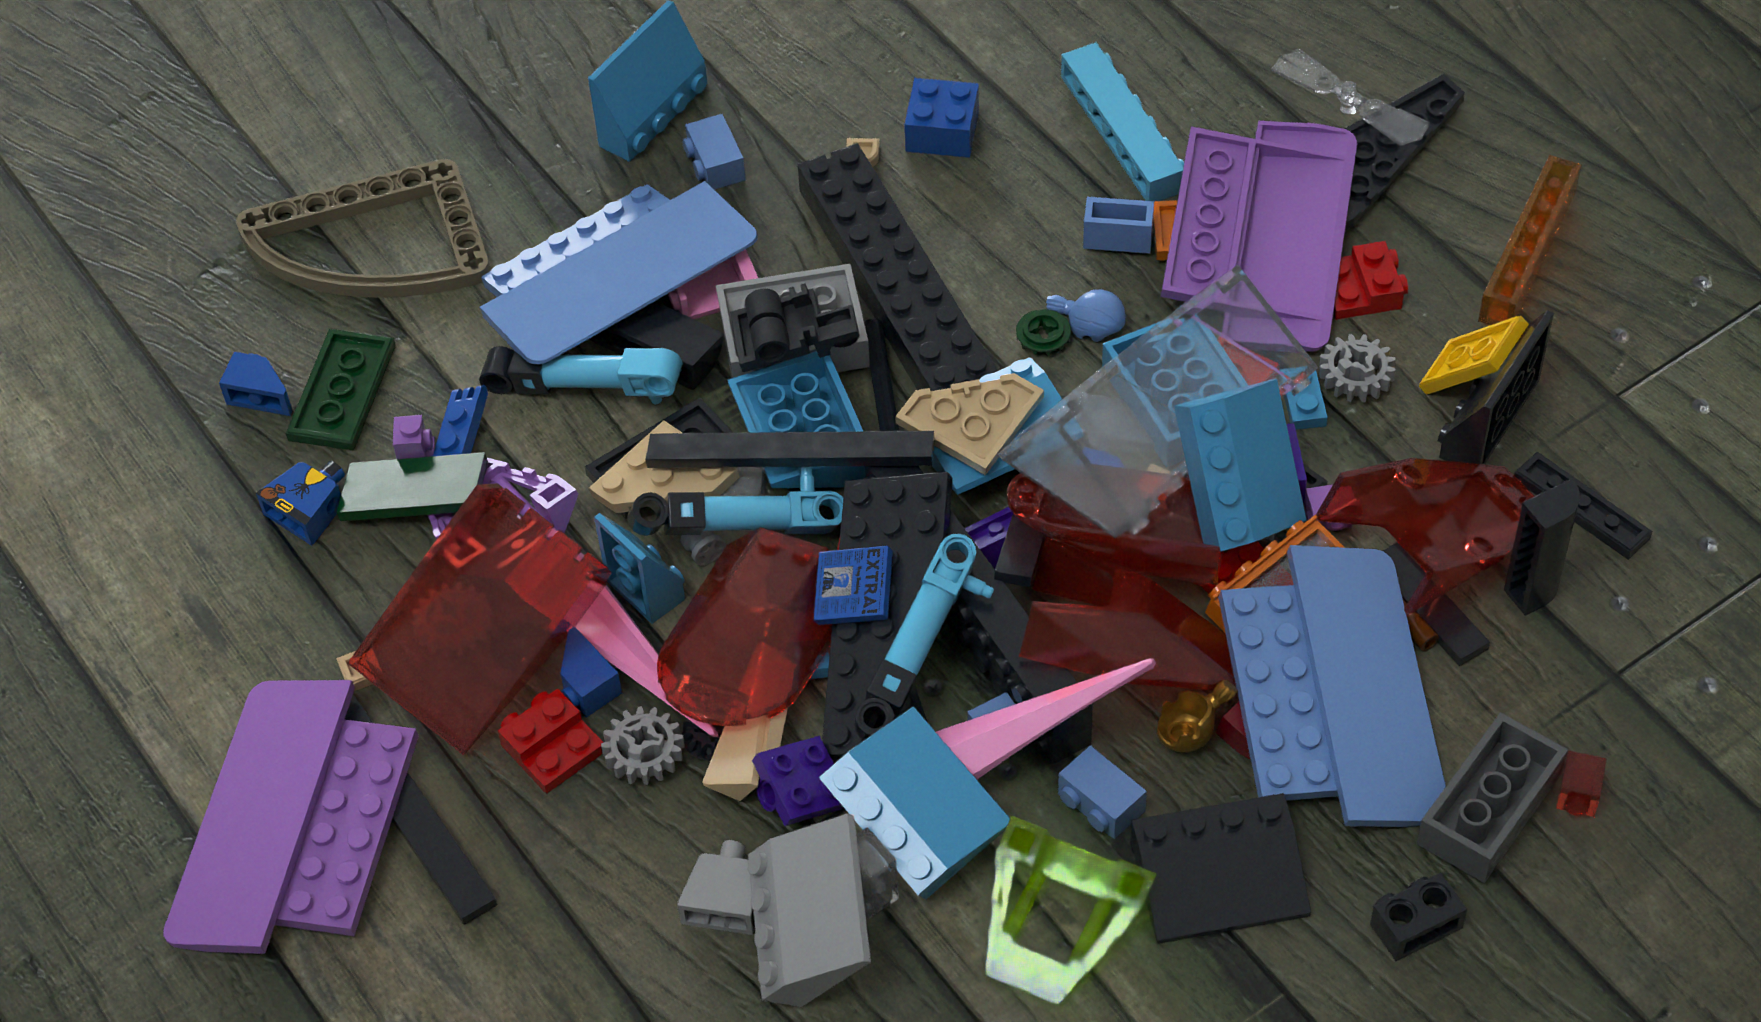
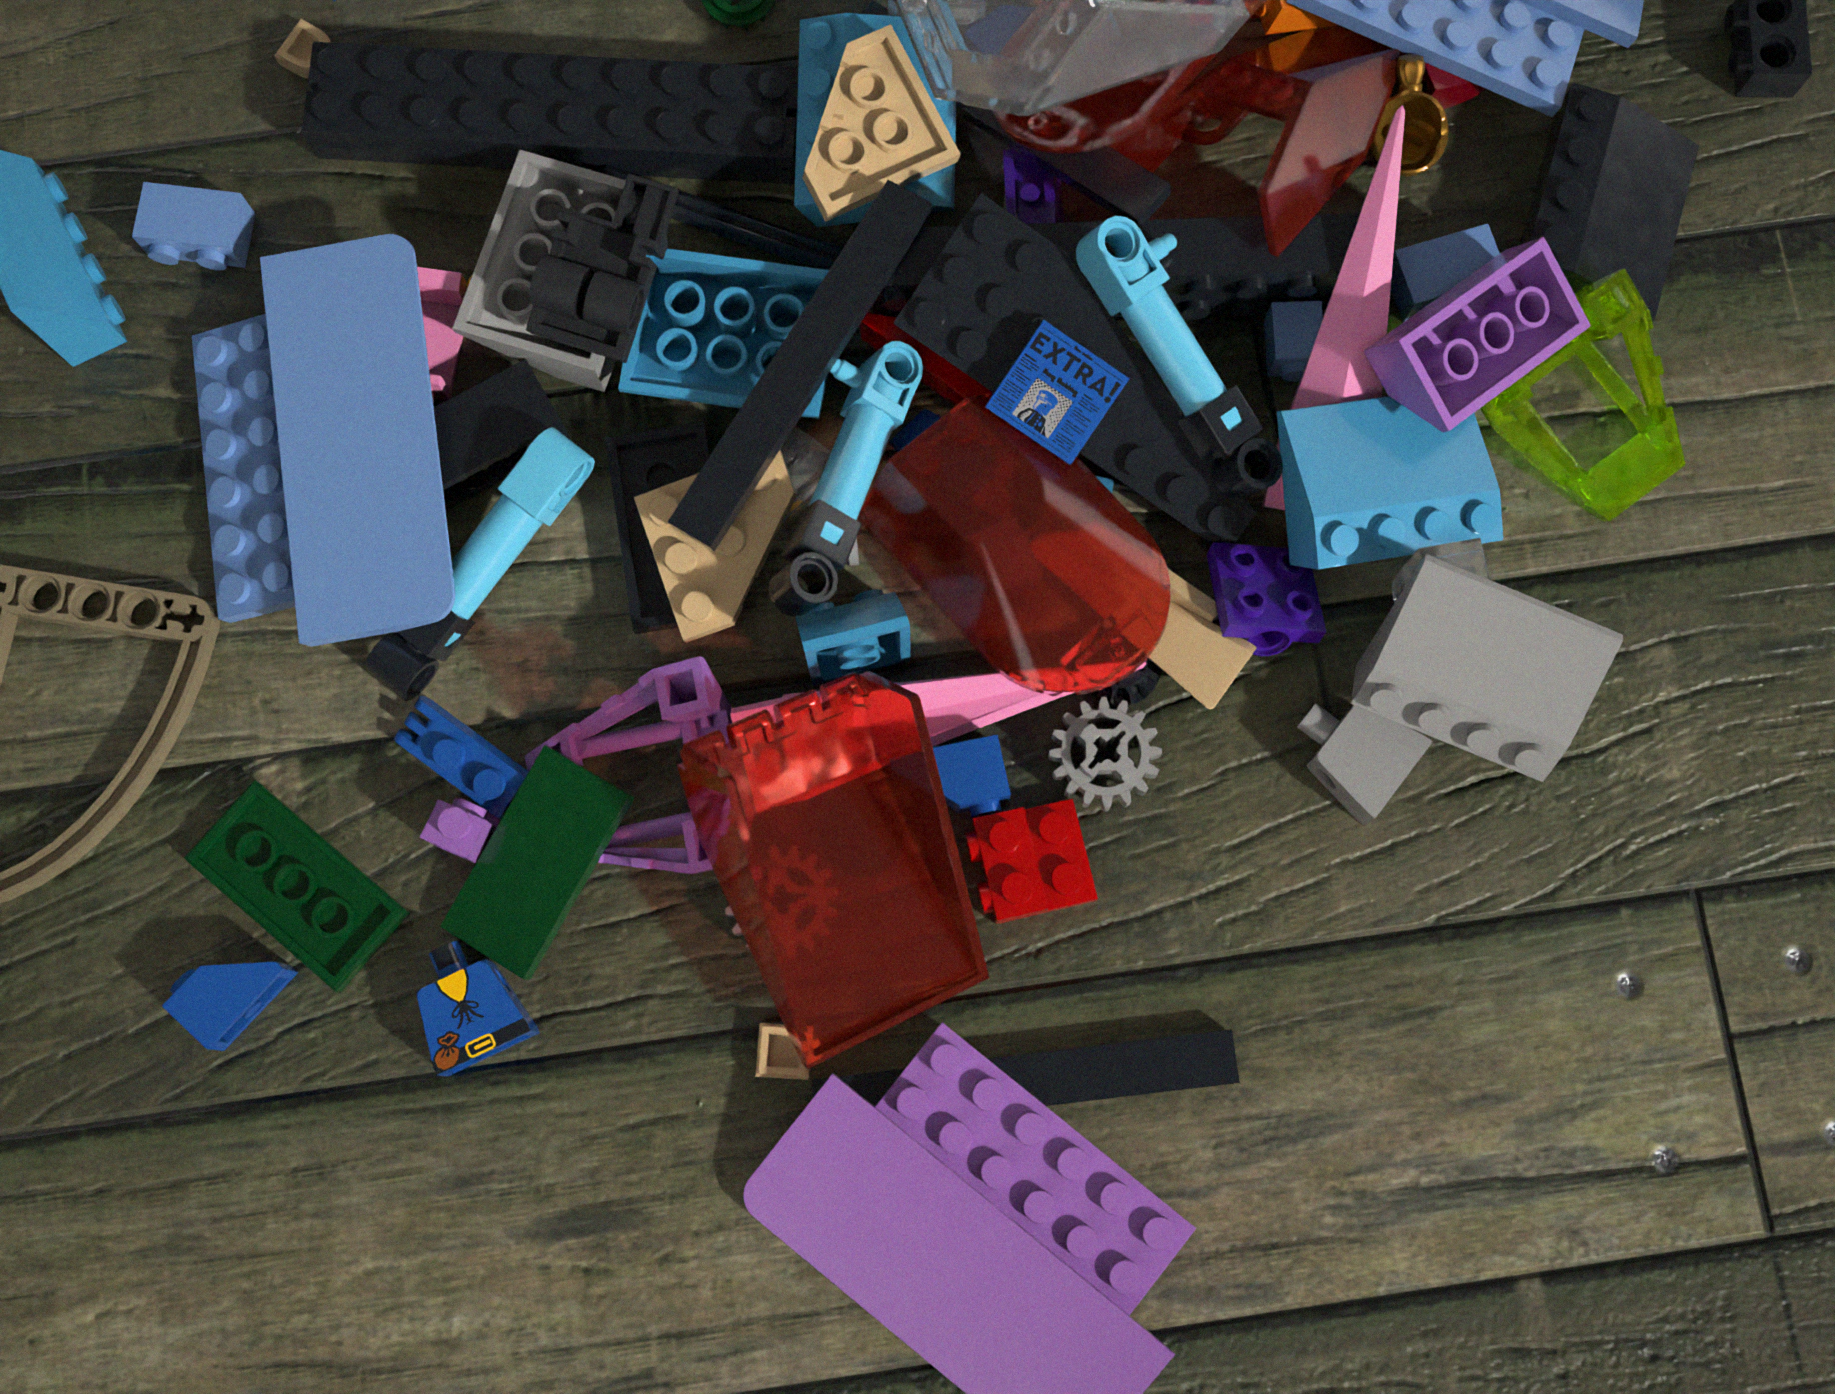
camera: 65 degrees left, 25 degrees up
(1041, 798) = (1479, 336): none -> medium lavender slope

